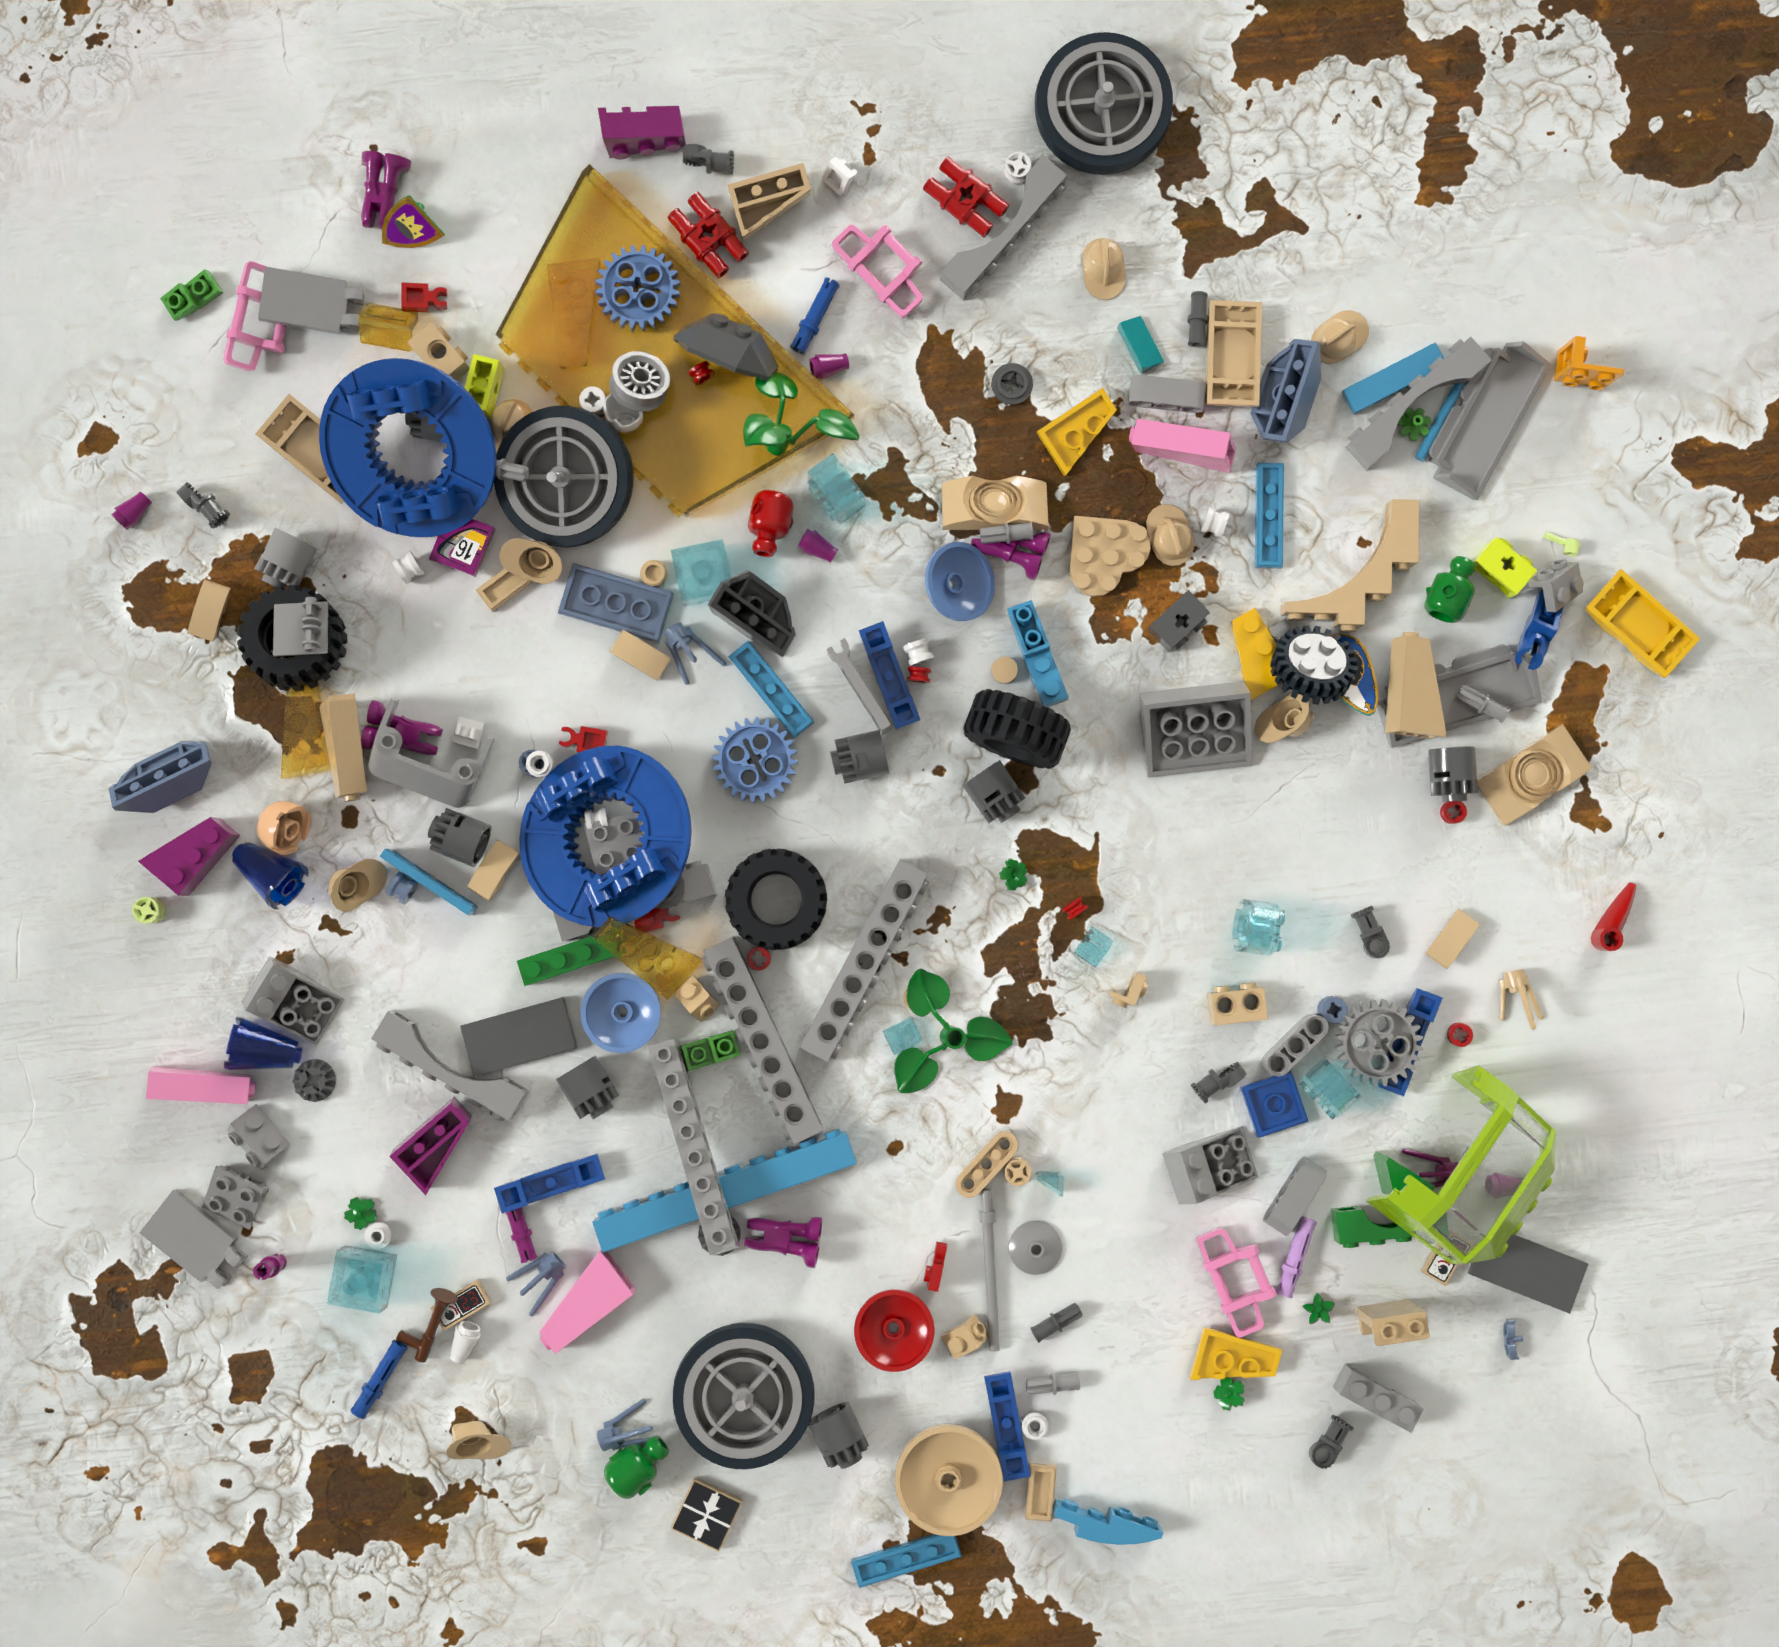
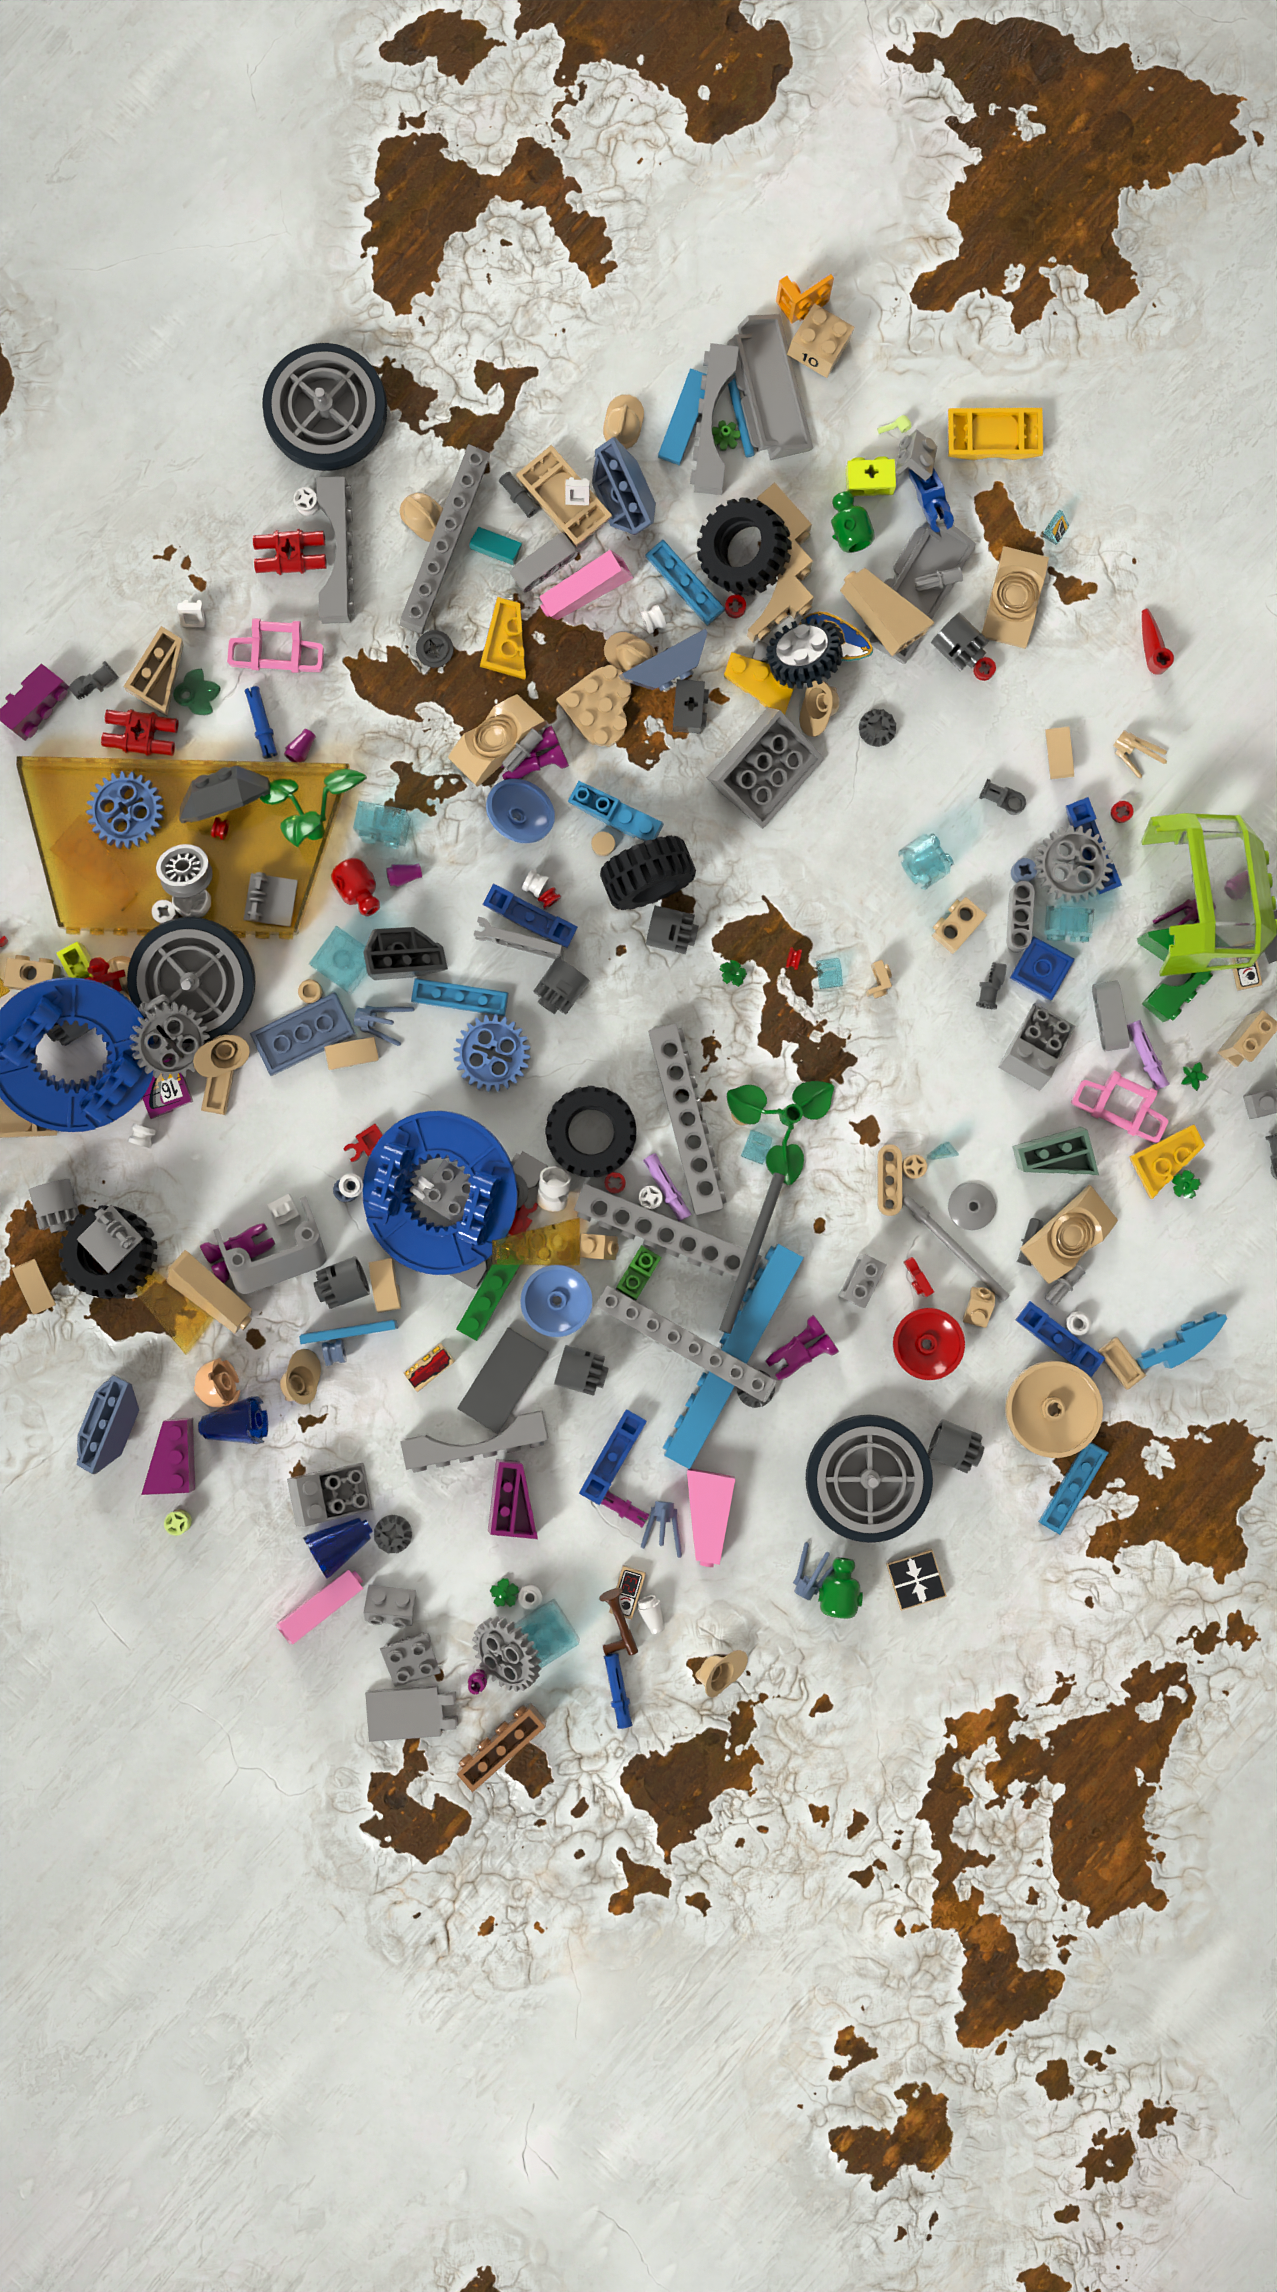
camera: 40 degrees left, 0 degrees up
(240, 1338) = (501, 1747): none -> medium nougat brick
(313, 1266) = (506, 1654): none -> light grey gear
(468, 971) = (429, 1367): none -> slope
(473, 509) = (152, 1054): none -> light grey gear
(491, 405) = (99, 969): none -> red hips
(689, 469) = (270, 899): none -> light grey hinge
(702, 918) = (553, 1188): none -> white wheel
(772, 997) = (650, 1197): none -> white wheel
(788, 247) = (200, 692): none -> clear green plate
(797, 1002) = (666, 1186): none -> lavender pin
(816, 1121) = (752, 1253): none -> dark grey piece
(890, 1222) = (858, 1283): none -> light grey window
(1094, 1346) = (1069, 1235): none -> tan slope
(1102, 301) = (444, 539): none -> light grey brick
(1146, 1270) = (1058, 1153): none -> sand green wedge
(1192, 571) = (668, 665): none -> sand blue wedge
(1247, 360) = (577, 491): none -> white tile
(1294, 581) = (729, 602): none -> red bush
(1307, 776) = (867, 731): none -> dark grey gear
(1340, 499) = (721, 530): none -> black tyre
(1565, 416) = (820, 340): none -> tan brick
(1620, 749) = (1056, 528): none -> slope

